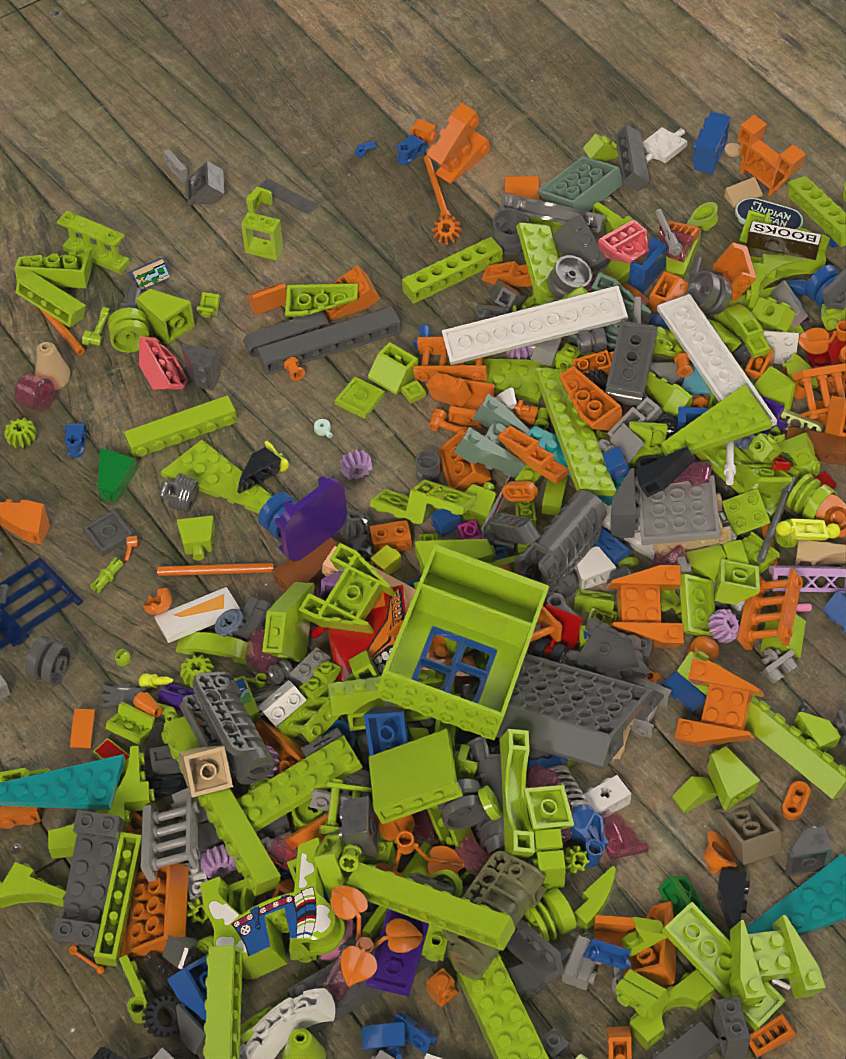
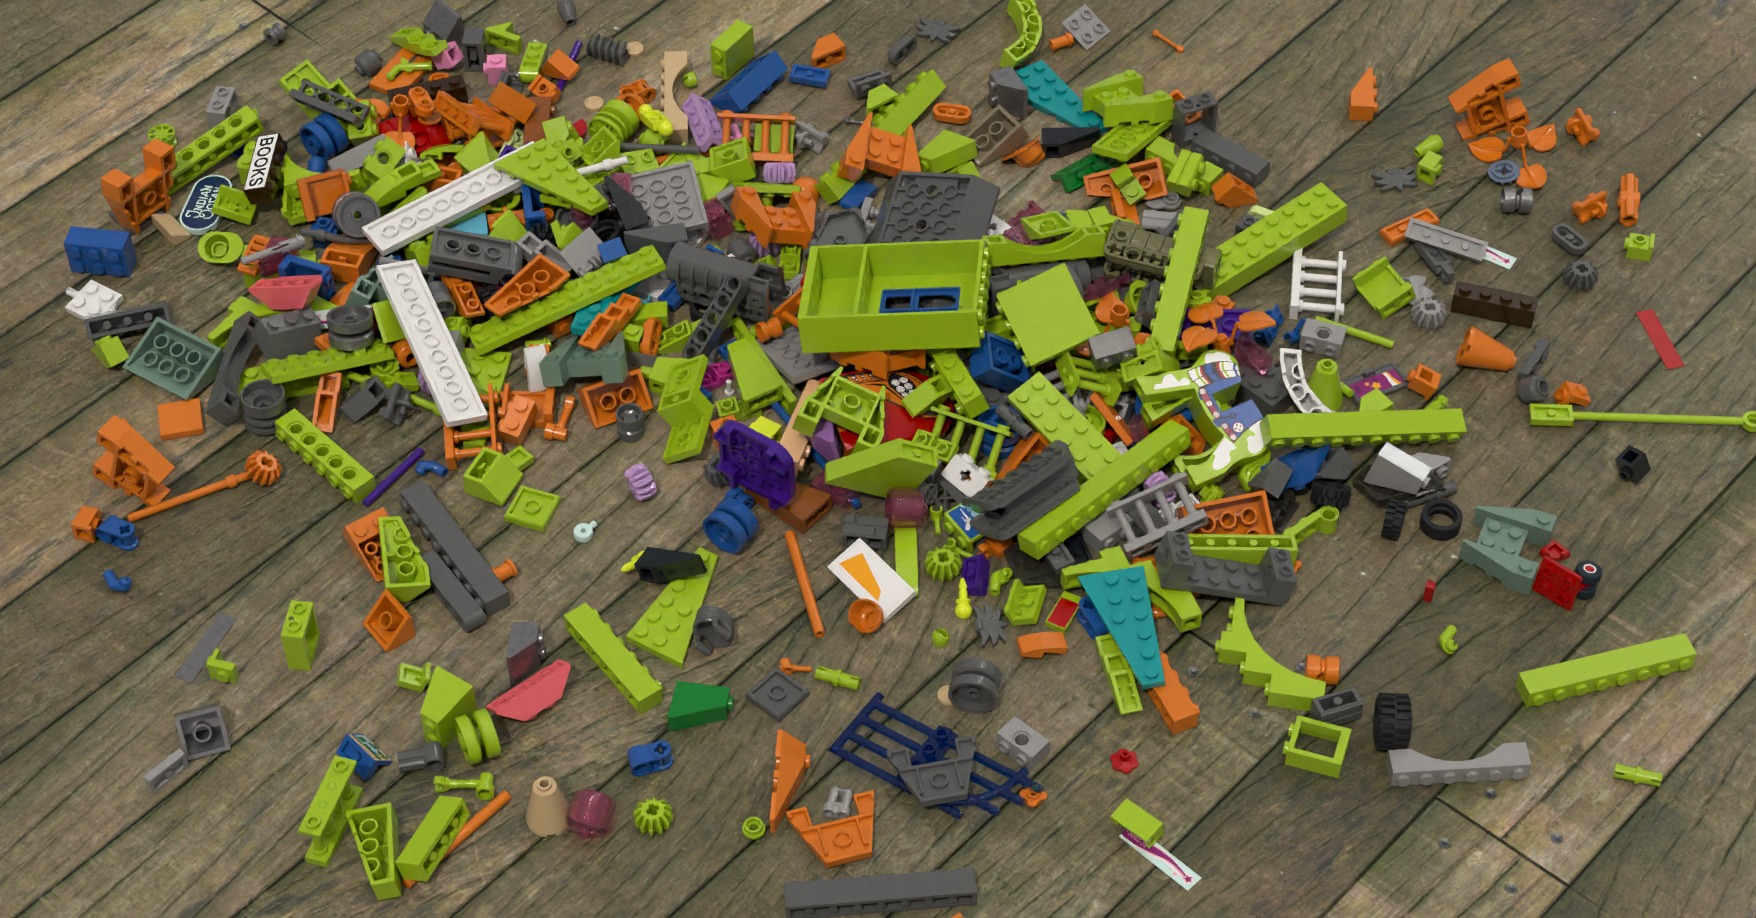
camera: 105 degrees left, 5 degrees down
(147, 704) = (999, 591): orange cone -> none
(197, 535) = (767, 605): lime torso -> none
(205, 769) = (1083, 490): tan slope -> none
(234, 616) = (883, 527): sand blue gear -> none
(383, 1036) = (1284, 335): blue slope -> none
(420, 311) = (367, 501): none -> dark purple bar
(490, 803) = (1063, 257): lime piece -> none
(608, 954) = (1158, 198): blue hinge -> none
(683, 365) = (460, 226): orange bush -> none
(780, 464) = (582, 142): red tile -> none

